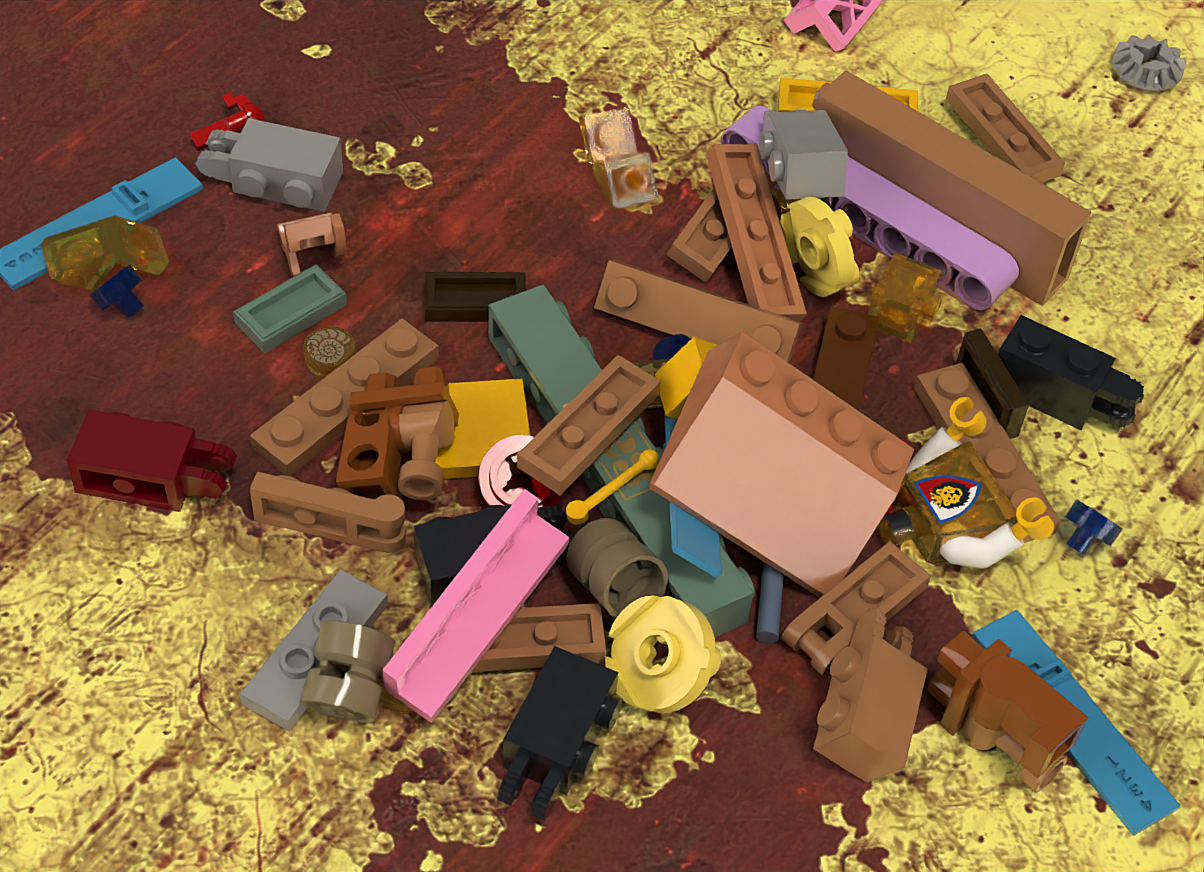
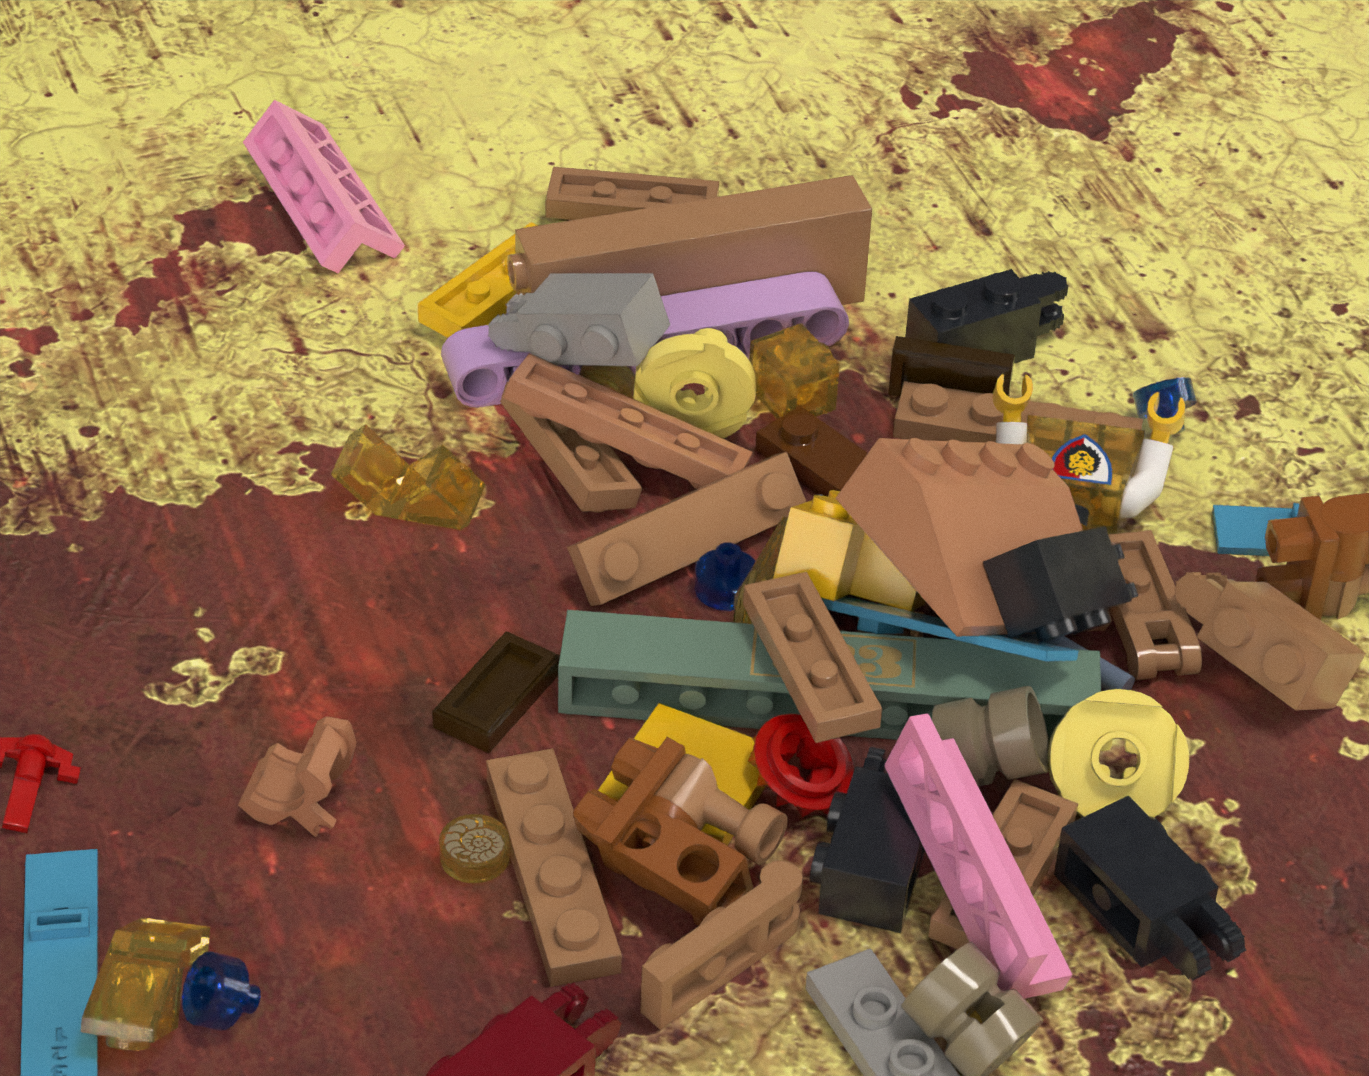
camera: 55 degrees left, 10 degrees down
(275, 163) = (146, 758): light grey hinge -> none
(290, 308) = (375, 855): sand green tile -> none
(578, 510) = (885, 640): yellow hinge -> none
(773, 529) = (1059, 584): none -> black hinge
(1160, 74) = (613, 71): light grey gear -> none

